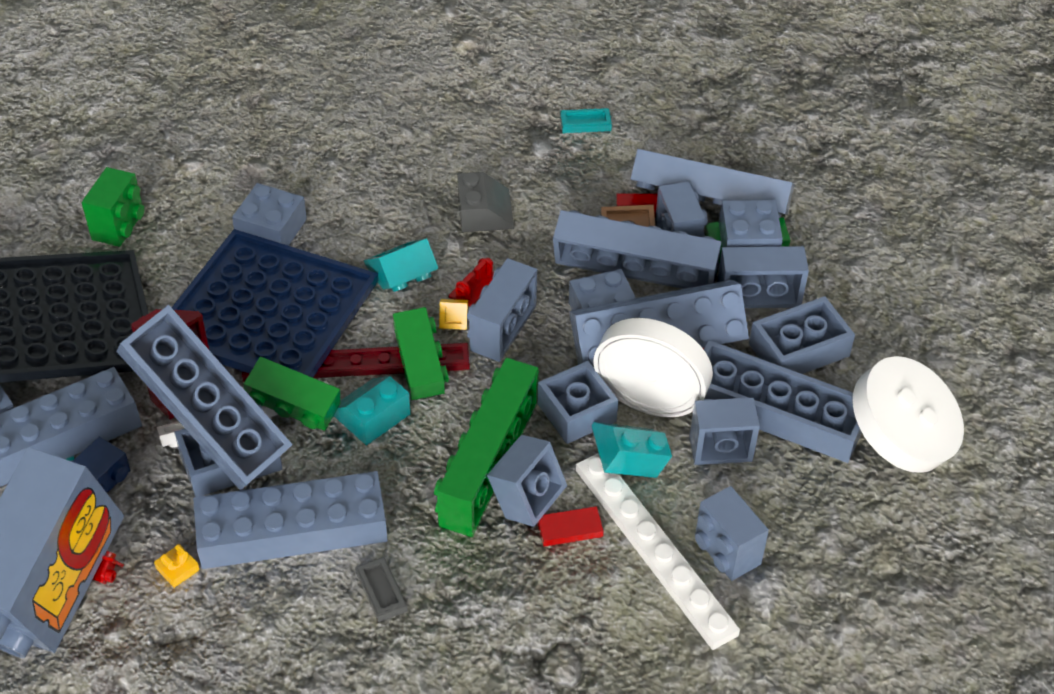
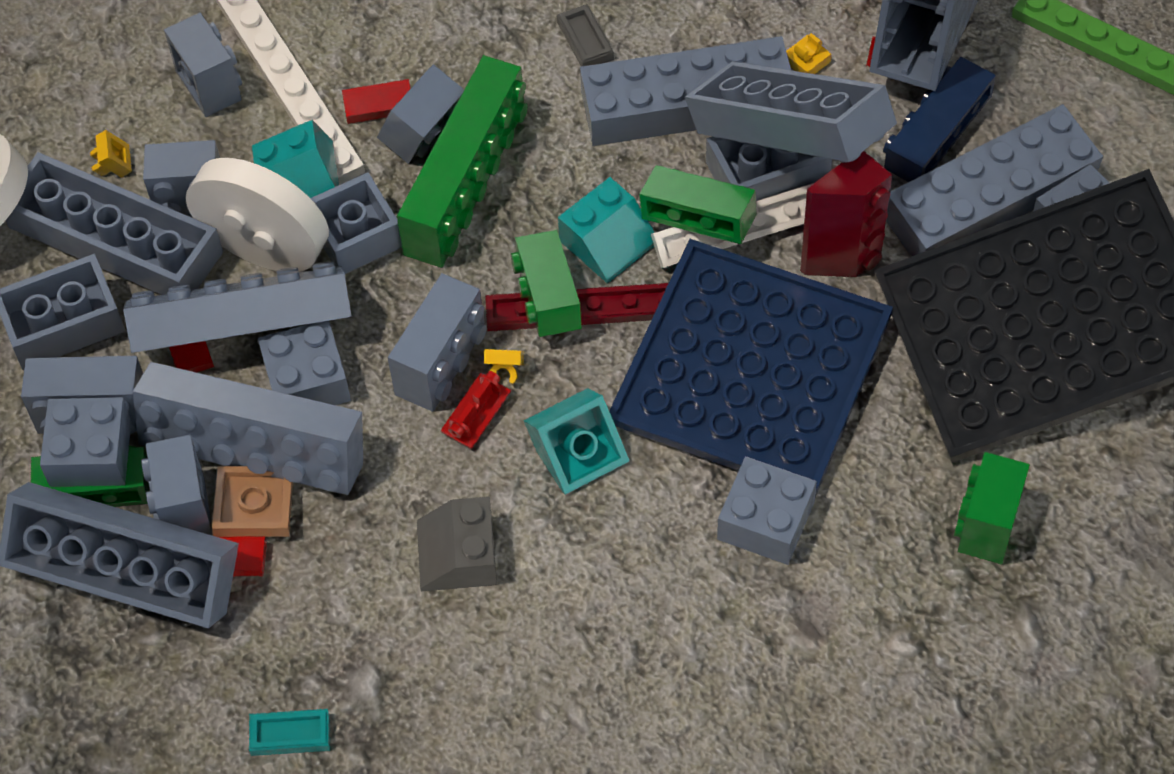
camera: 175 degrees left, 10 degrees up
(795, 471) = (112, 155): none -> yellow tile

